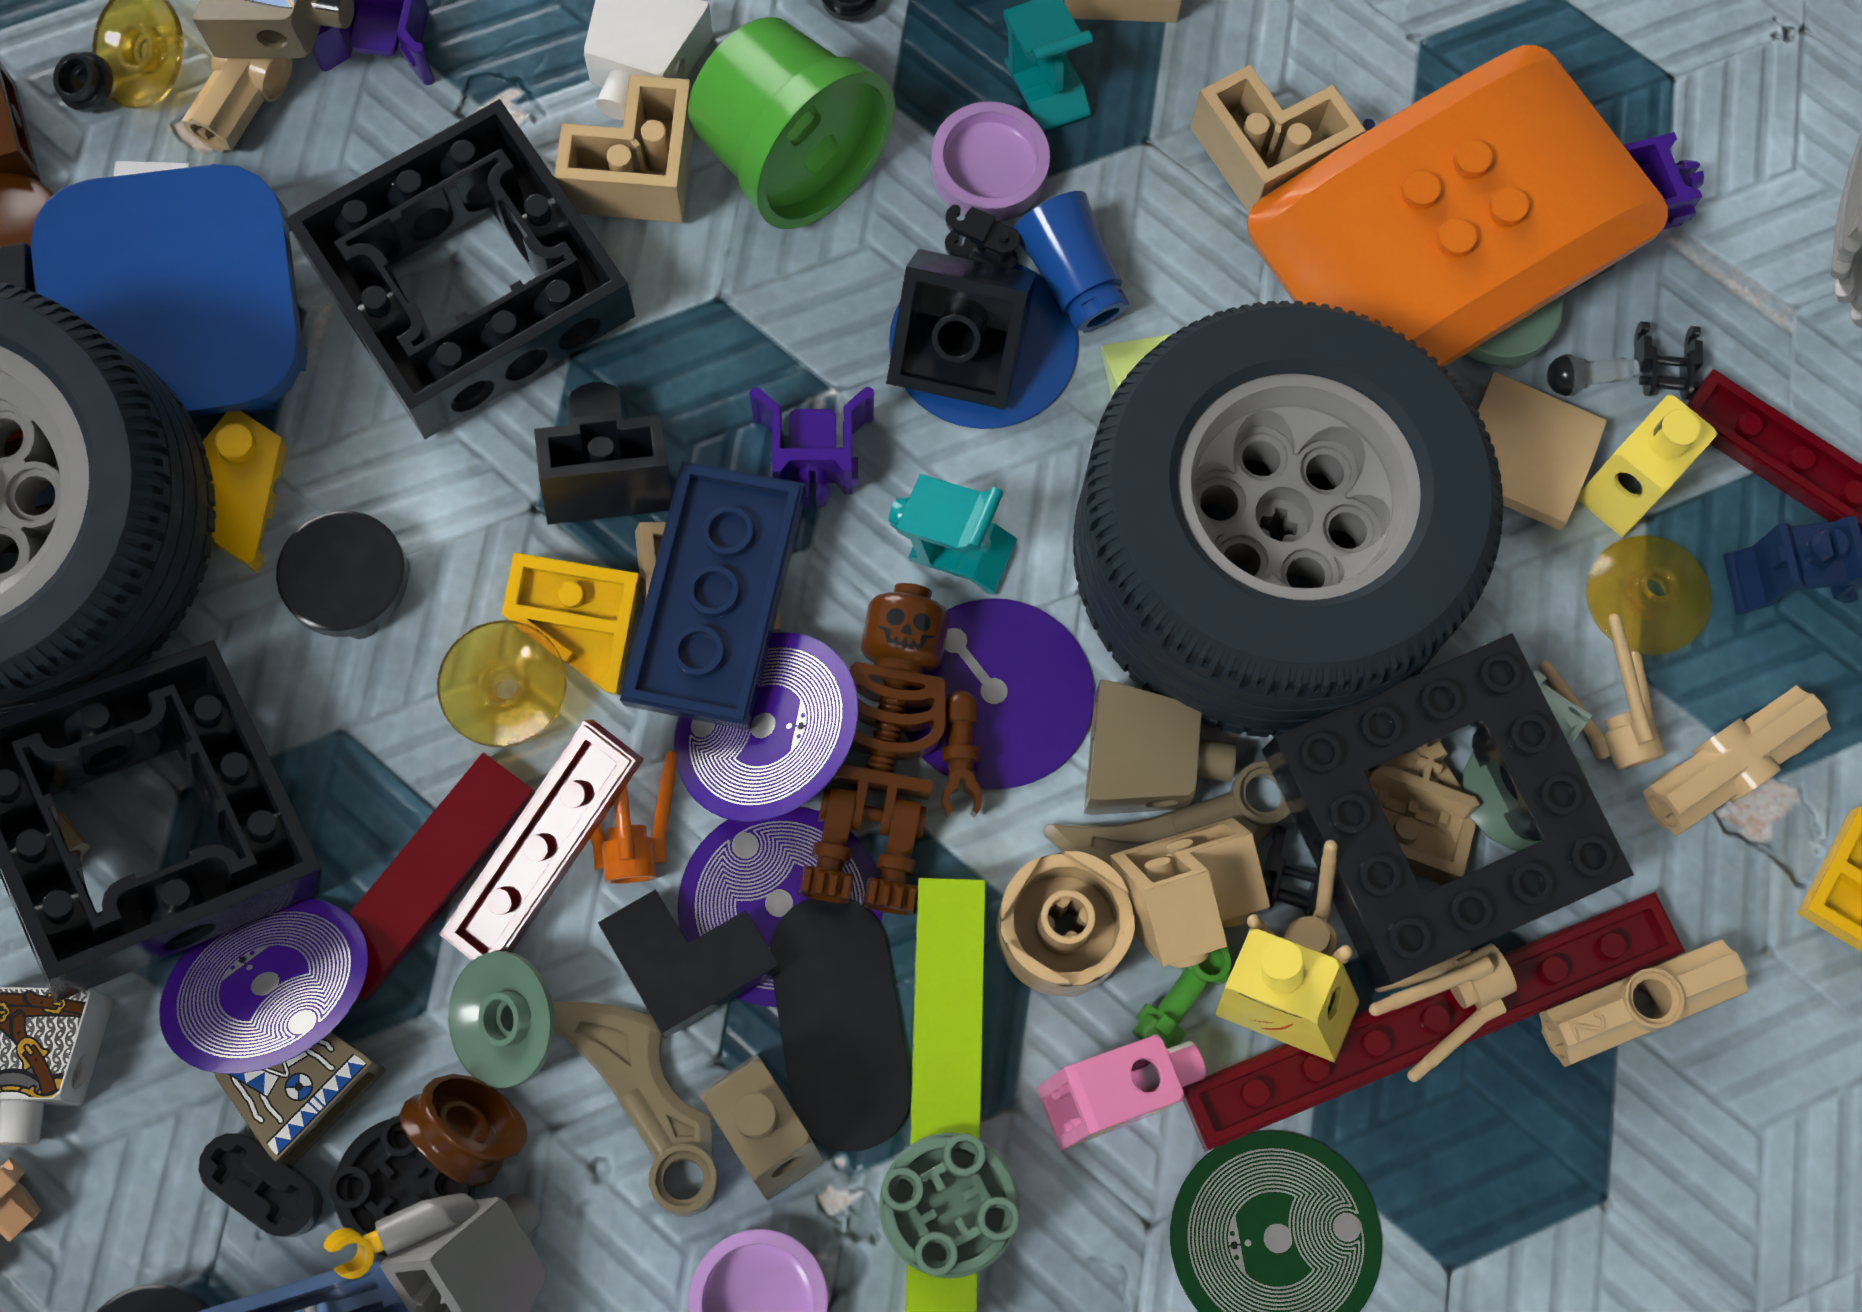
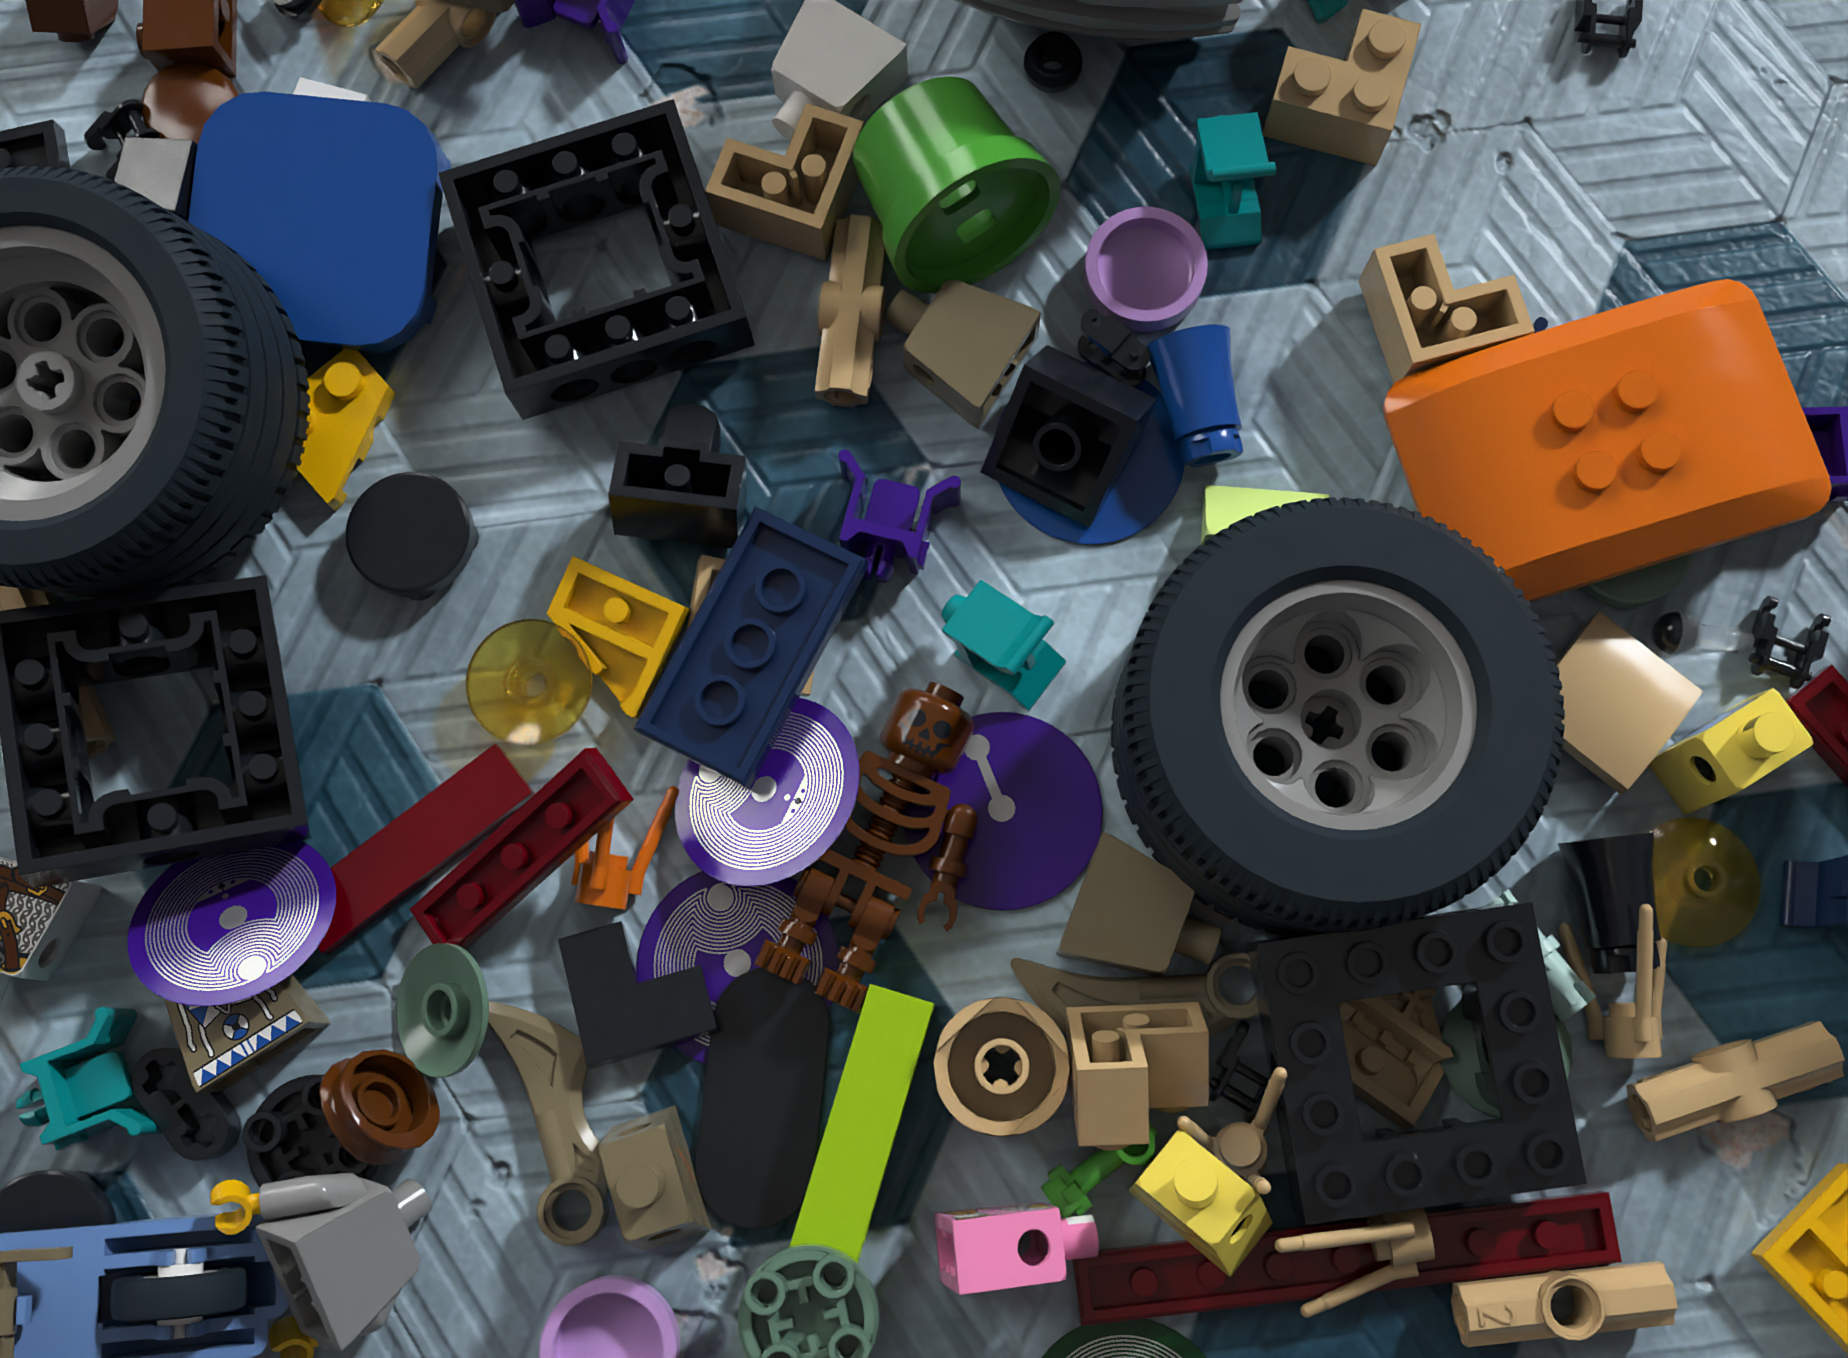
camera: 25 degrees right, 5 degrees up
(152, 1194) = (79, 1090): none -> teal piece
(722, 262) = (851, 312): none -> tan piece
(838, 267) = (964, 344): none -> dark tan torso
(1575, 611) = (1609, 886): none -> black plant

